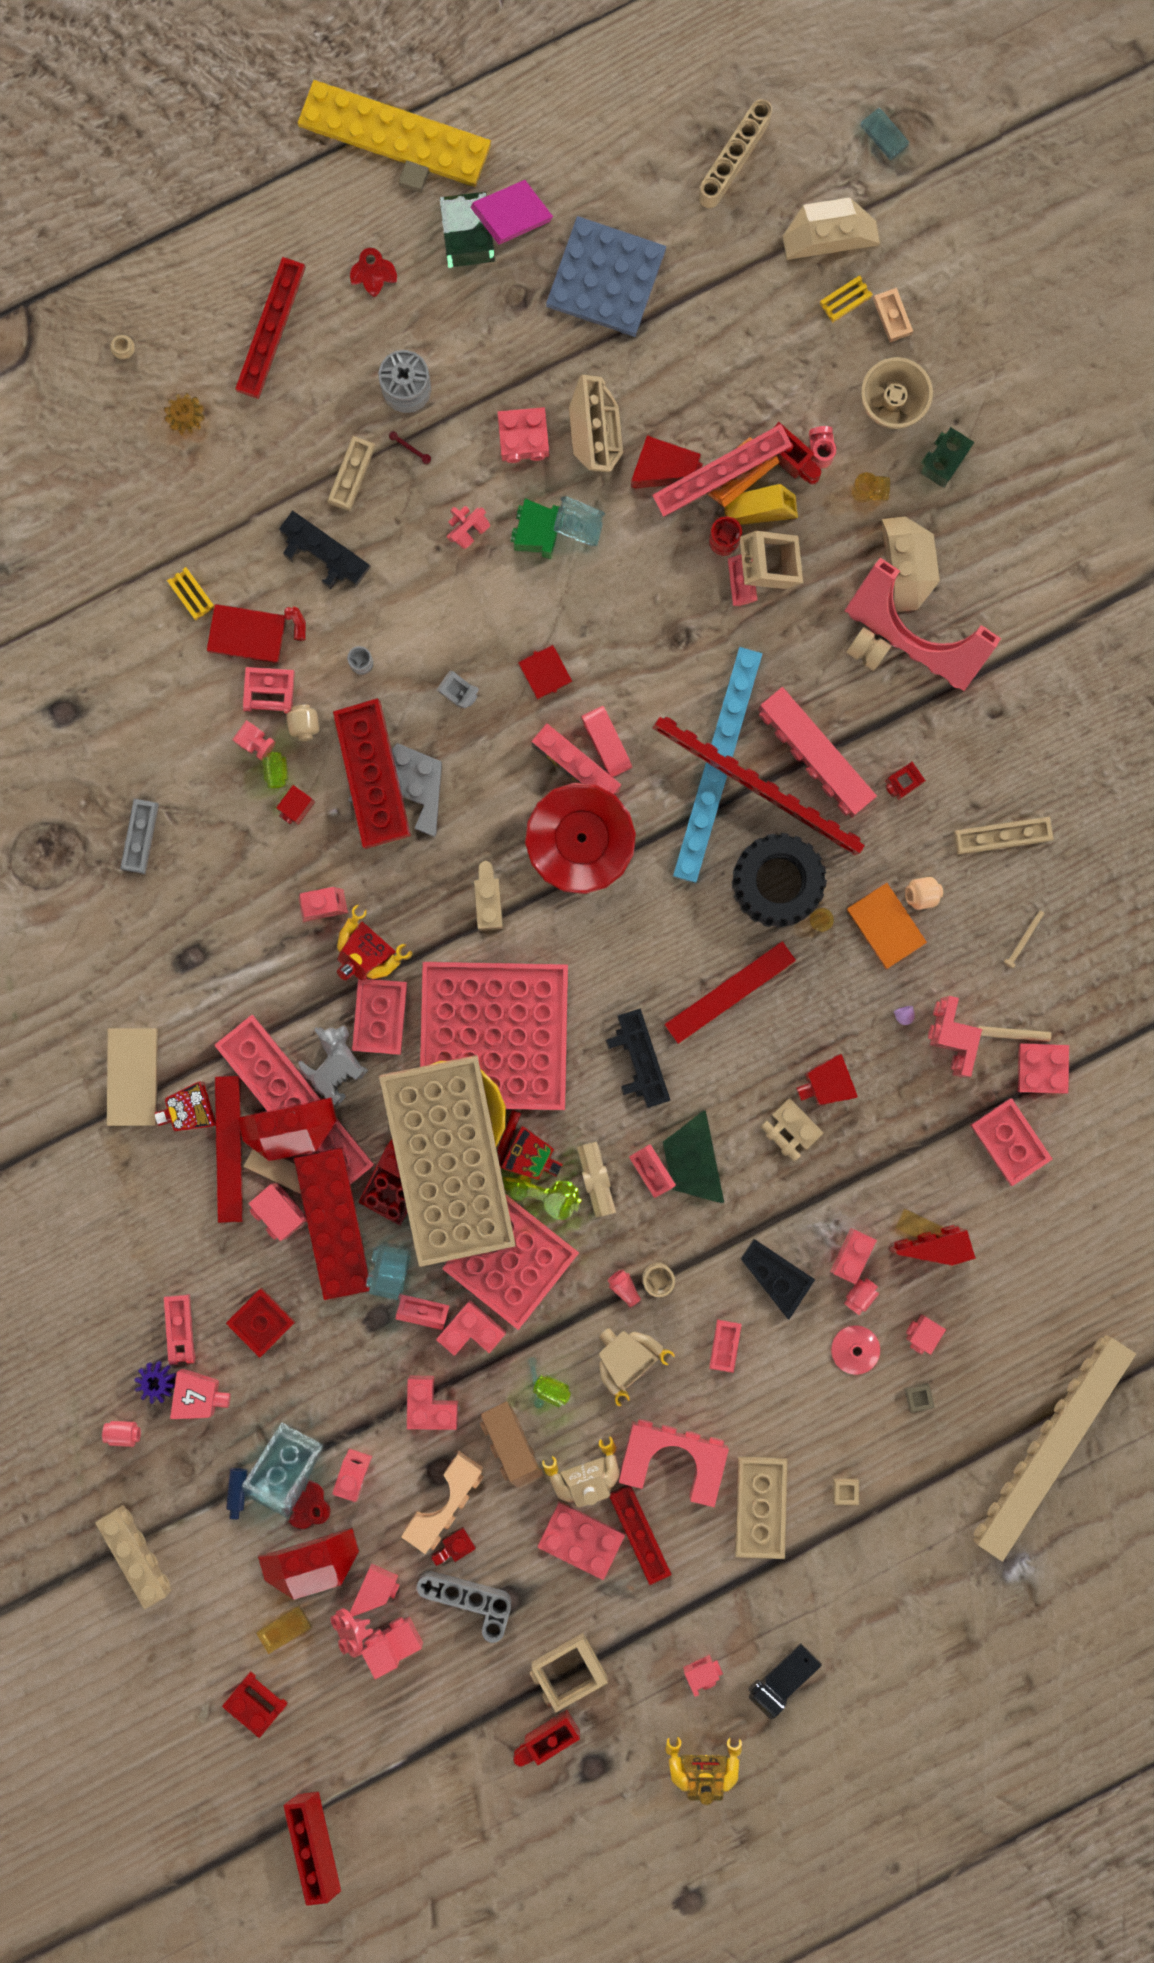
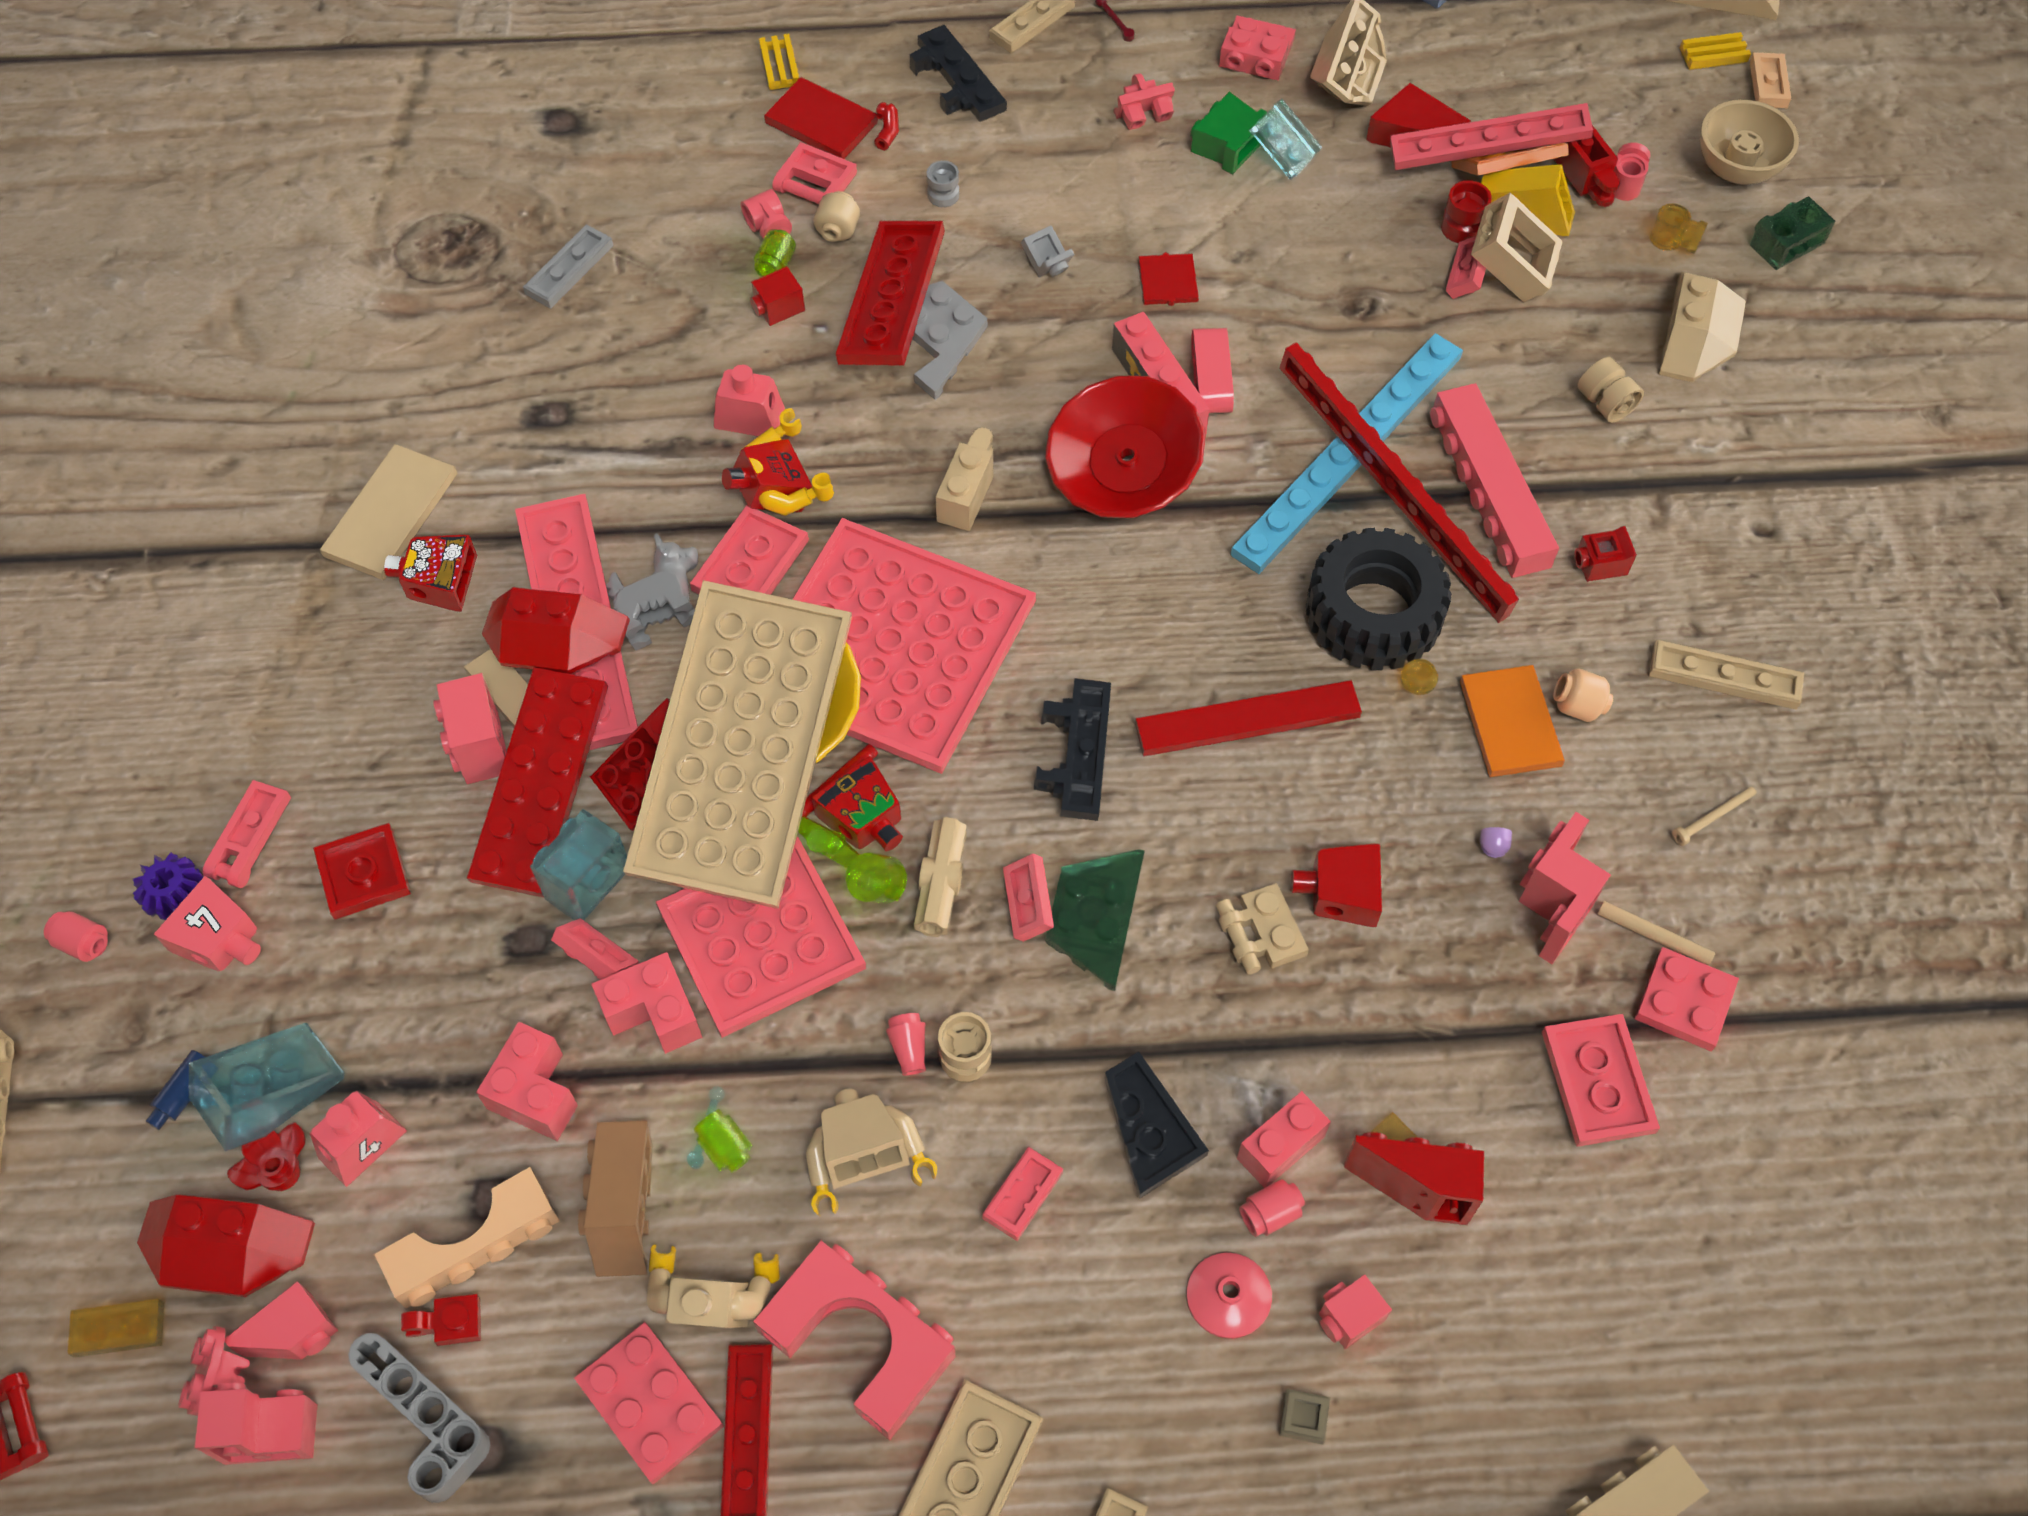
camera: 25 degrees right, 25 degrees down
(228, 1149) = (455, 643): red tile -> none
(954, 661) = (1731, 440): coral arch -> none

